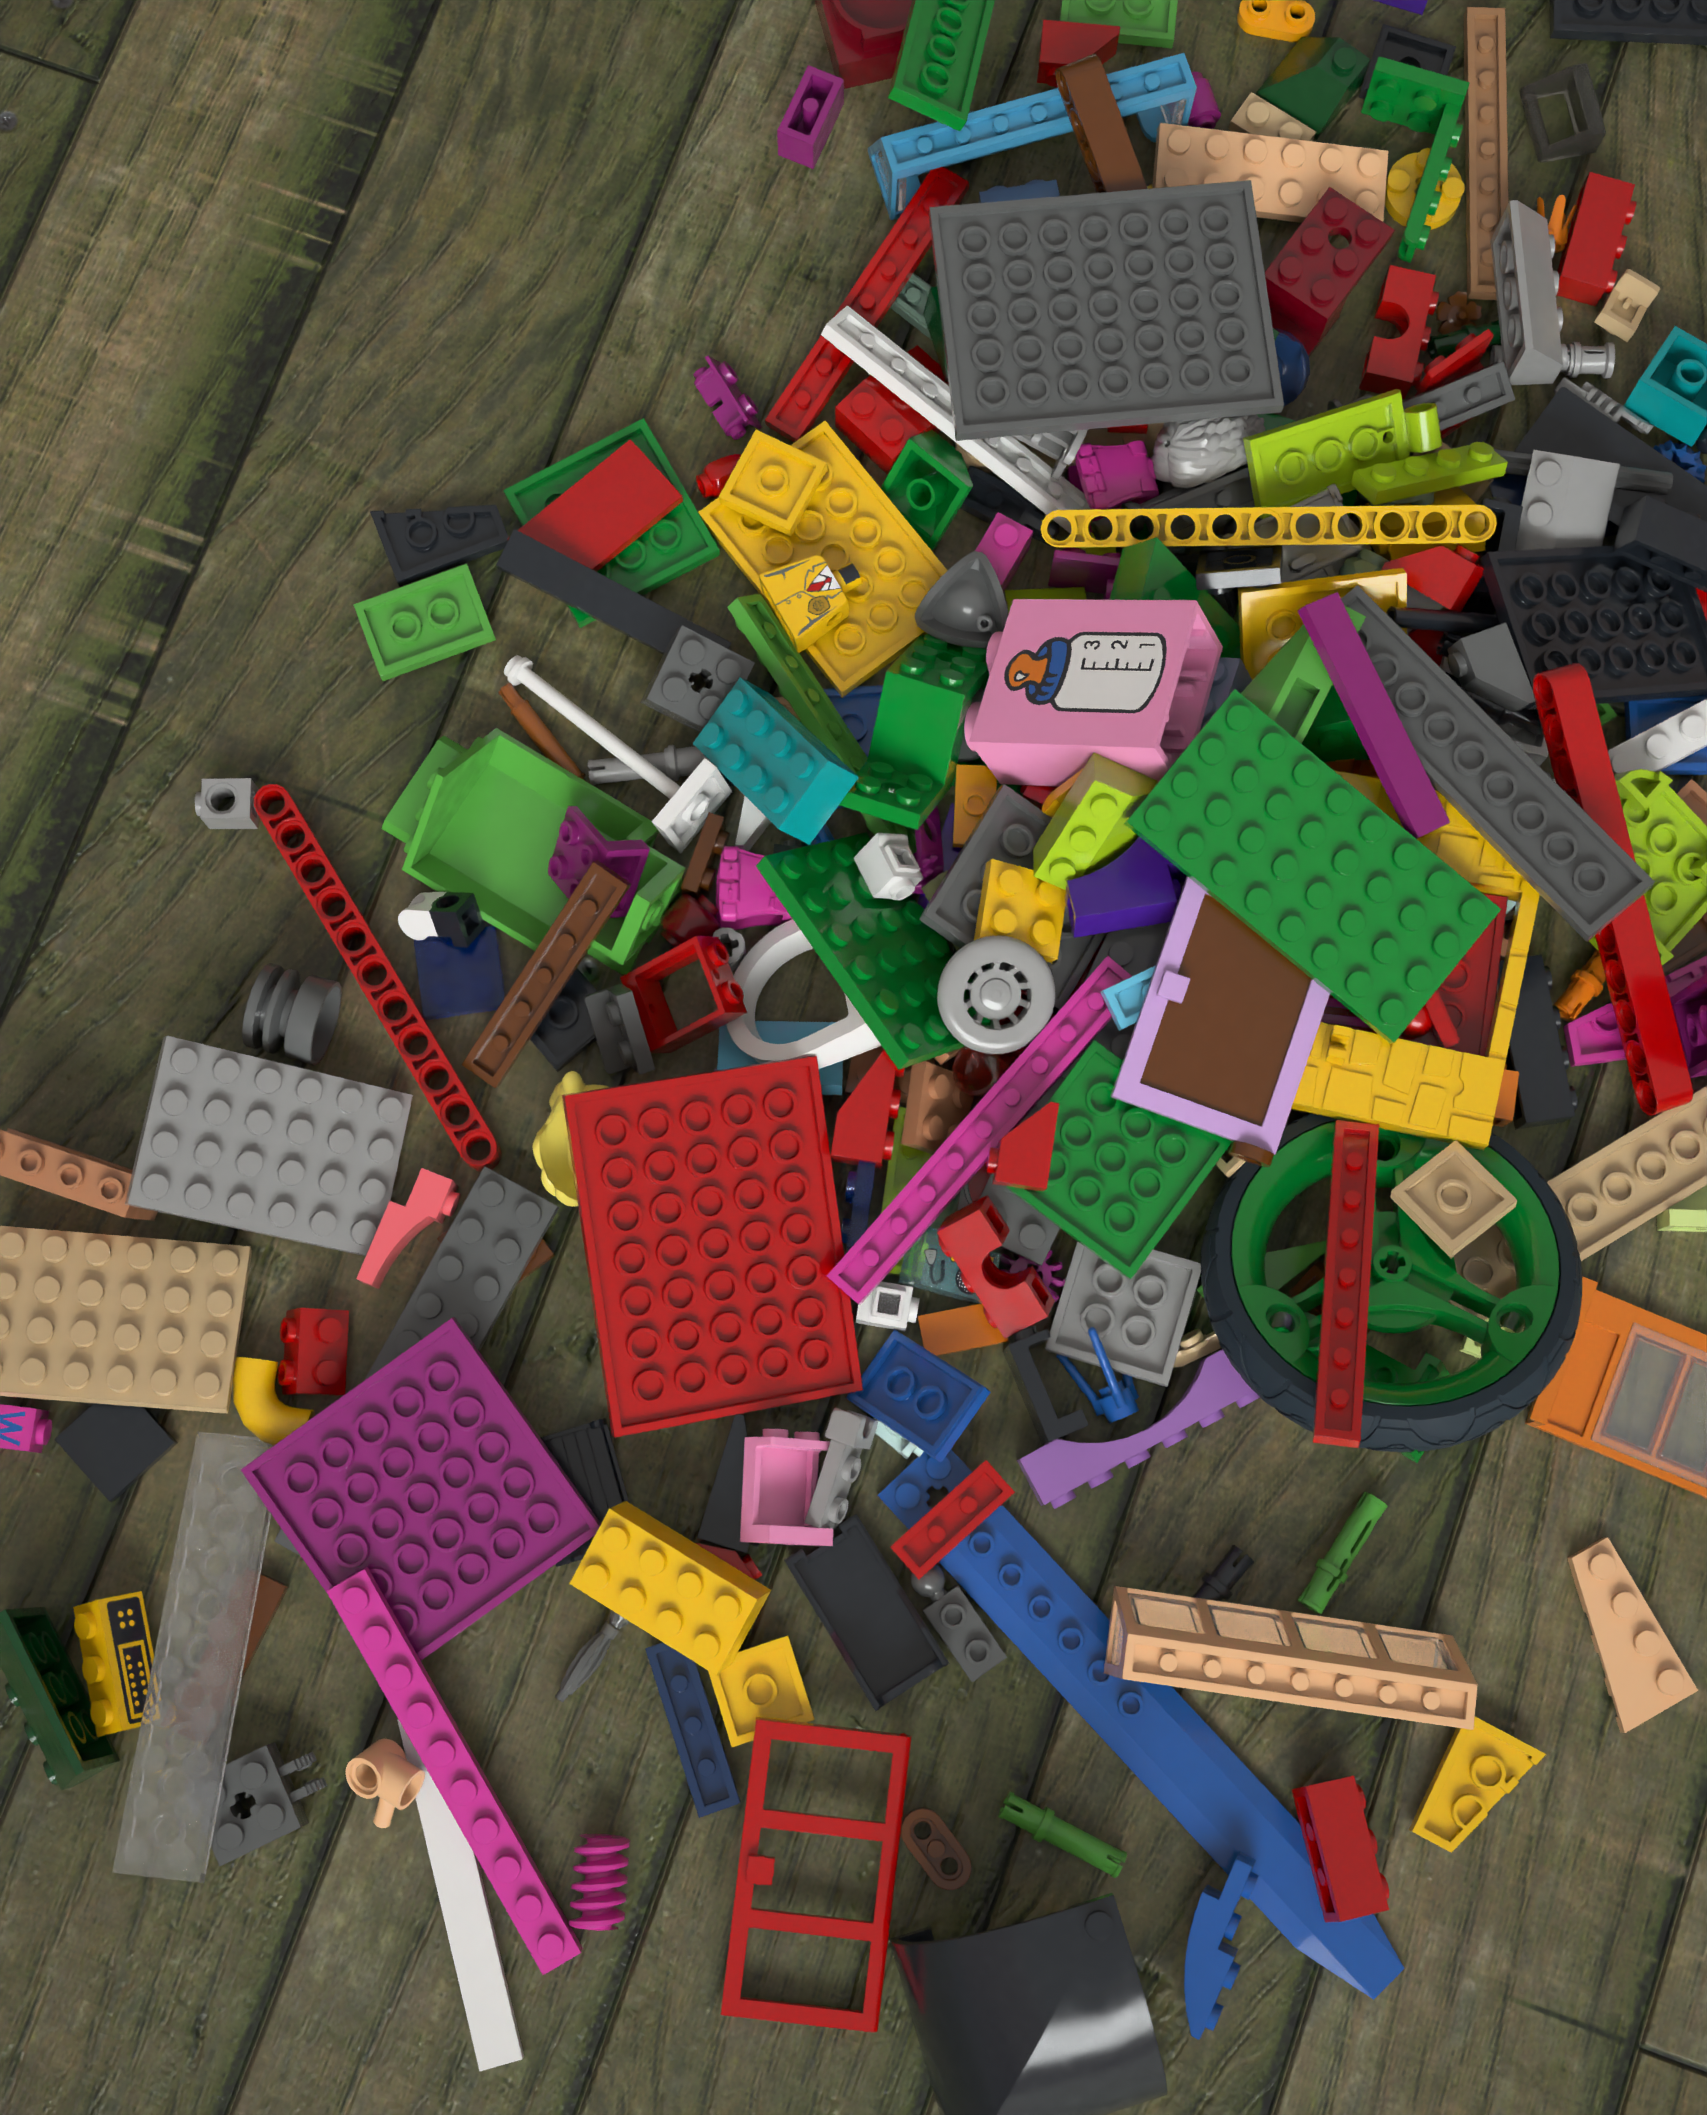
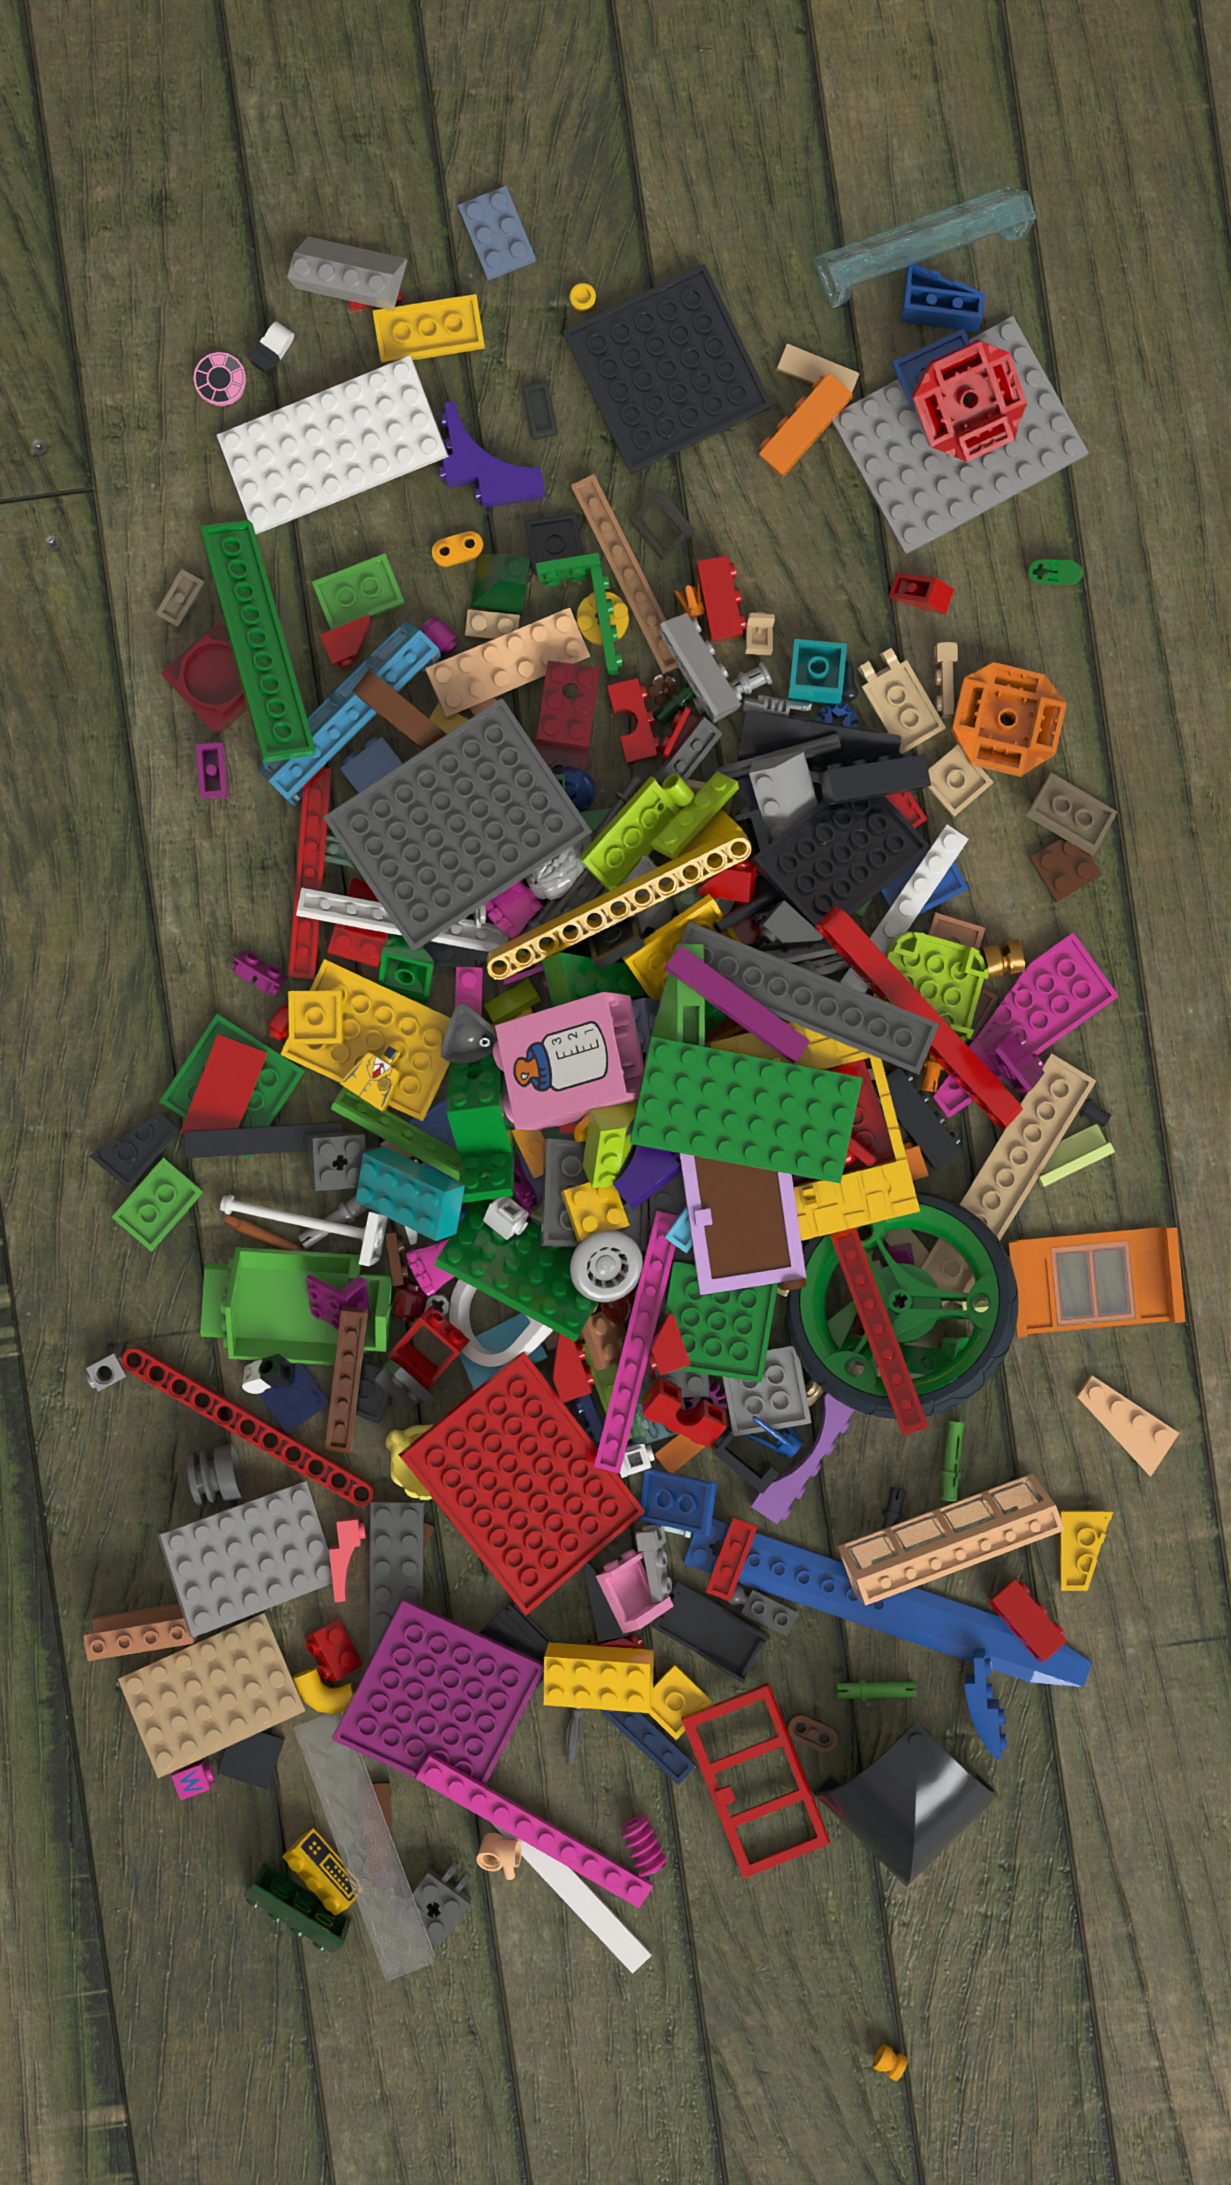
camera: 25 degrees left, 10 degrees up
(1453, 1198) = (915, 1250): tan plate -> none

